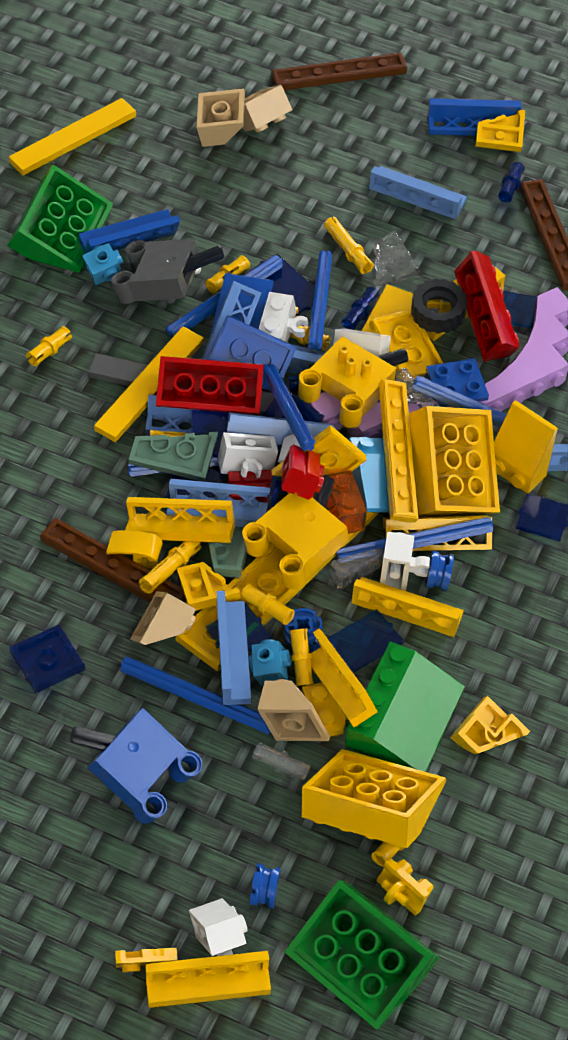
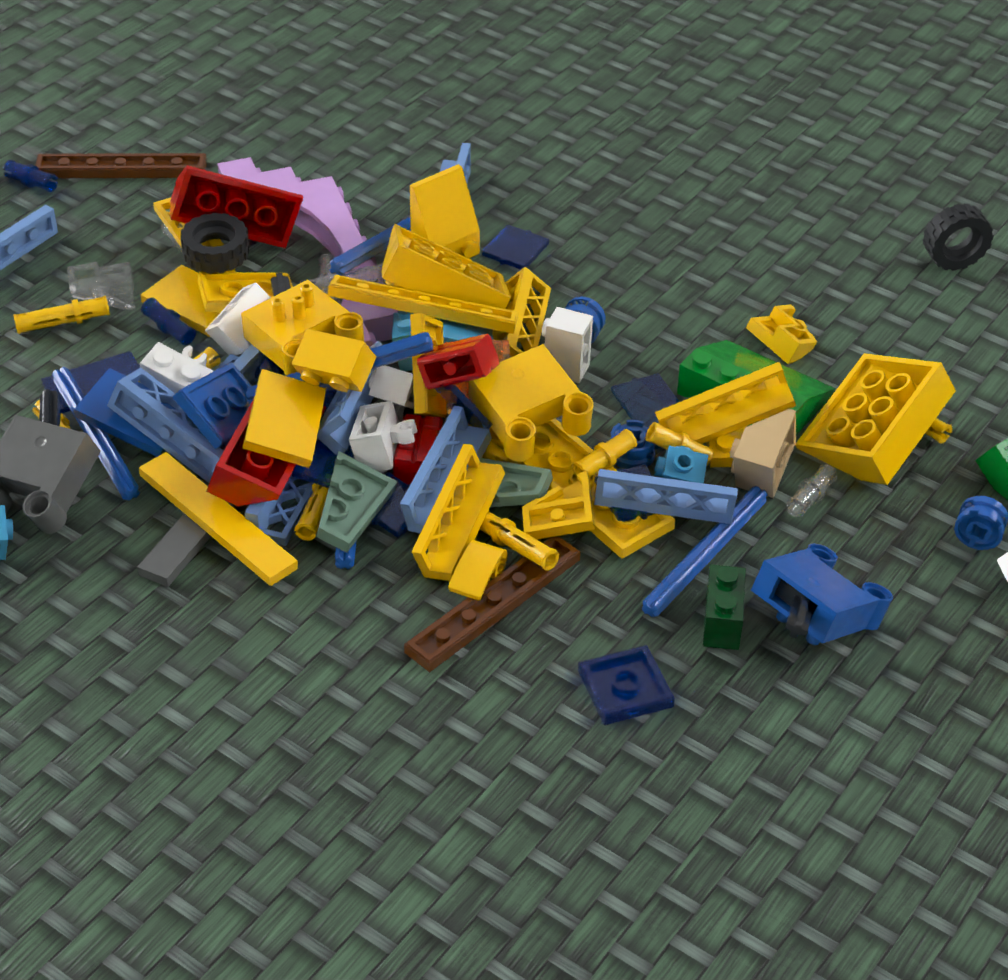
camera: 75 degrees left, 10 degrees down
(49, 346) = (103, 613): yellow pin -> none
(121, 703) = (724, 607): none -> dark green brick
(163, 619) = (613, 548): tan slope -> none
(226, 386) = (285, 418): none -> yellow tile
(277, 394) = (333, 361): none -> yellow brick
(320, 301) = (143, 344): blue axle -> none
(402, 887) = (979, 421): yellow hips -> none
(406, 606) = (618, 357): yellow fence -> none
(427, 537) = (535, 305): axle -> none
(461, 377) = (318, 250): blue bracket -> none

